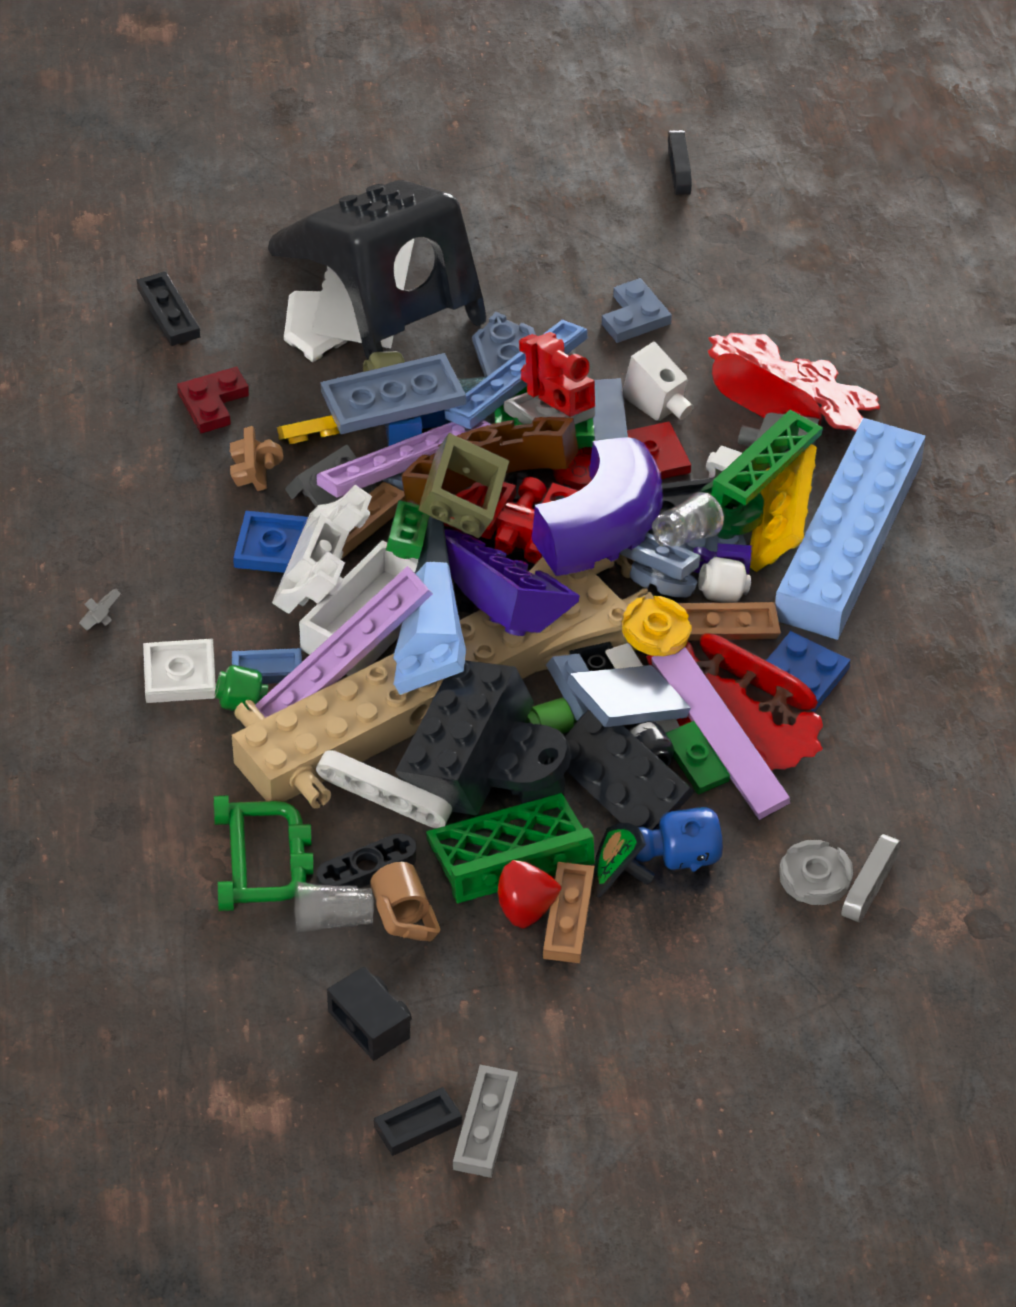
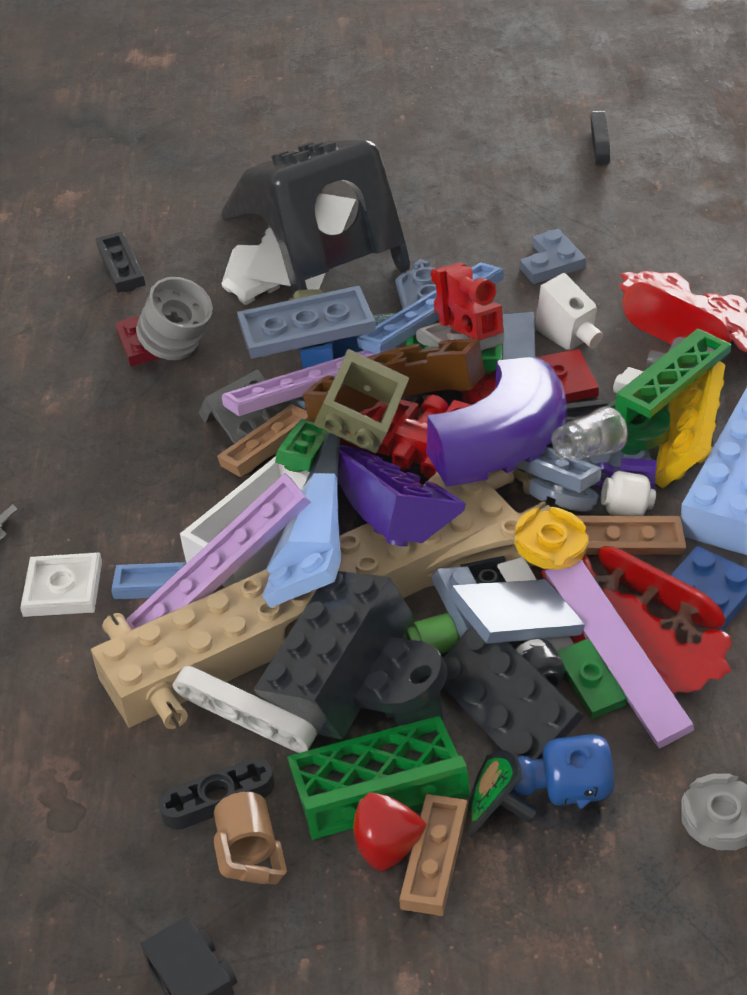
camera: 10 degrees right, 5 degrees down
(239, 685) = (113, 597): green head -> none
(248, 384) = (174, 318): none -> light grey wheel
(253, 459) = (171, 386): medium nougat hips -> none
(267, 541) = (176, 461): blue plate -> none
(298, 431) = (219, 361): yellow plate -> none
(300, 862) = (144, 788): green bar -> none
(316, 558) = (215, 466): white bracket -> none
(331, 906) = (166, 841): clear plant -> none

